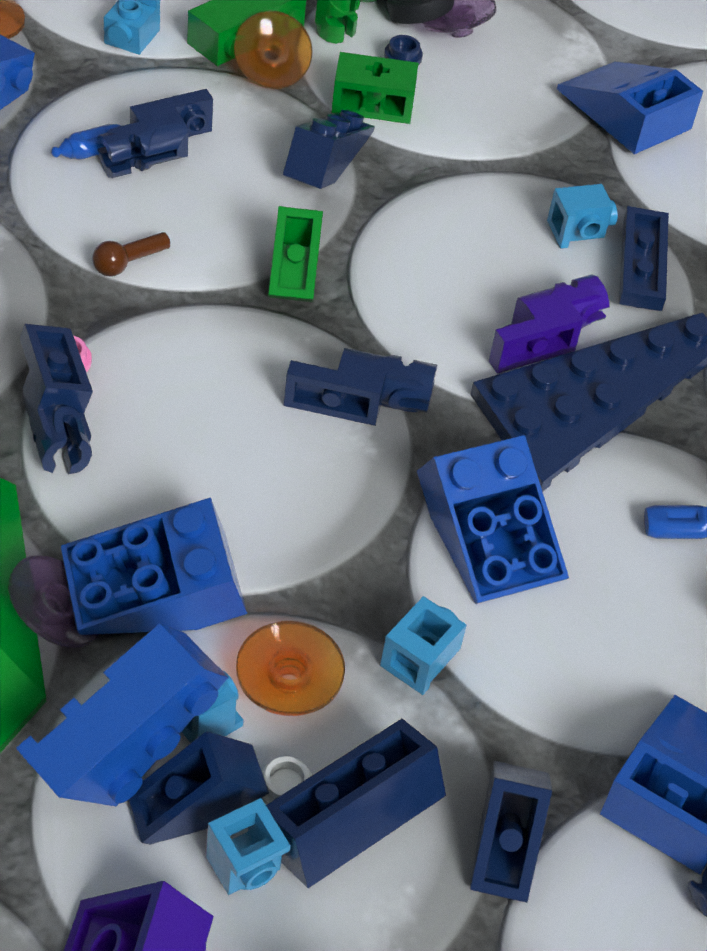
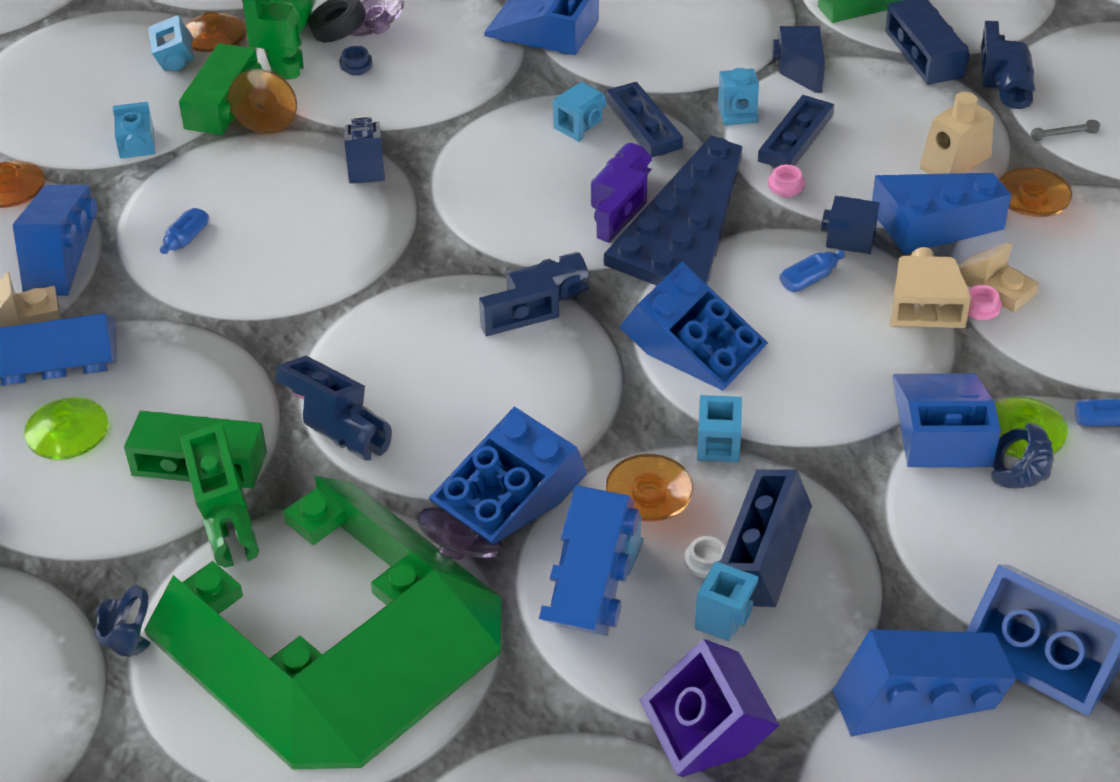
camera: 25 degrees left, 5 degrees down
(112, 258) = (279, 299): reddish brown bar -> none
(156, 133) = (229, 200): dark blue plate -> none
(197, 787) = (658, 590): dark blue slope -> none
(295, 254) = (413, 229): green slope -> none
(375, 87) = (360, 93): green brick -> none
(511, 831) = (868, 502): dark blue slope -> none

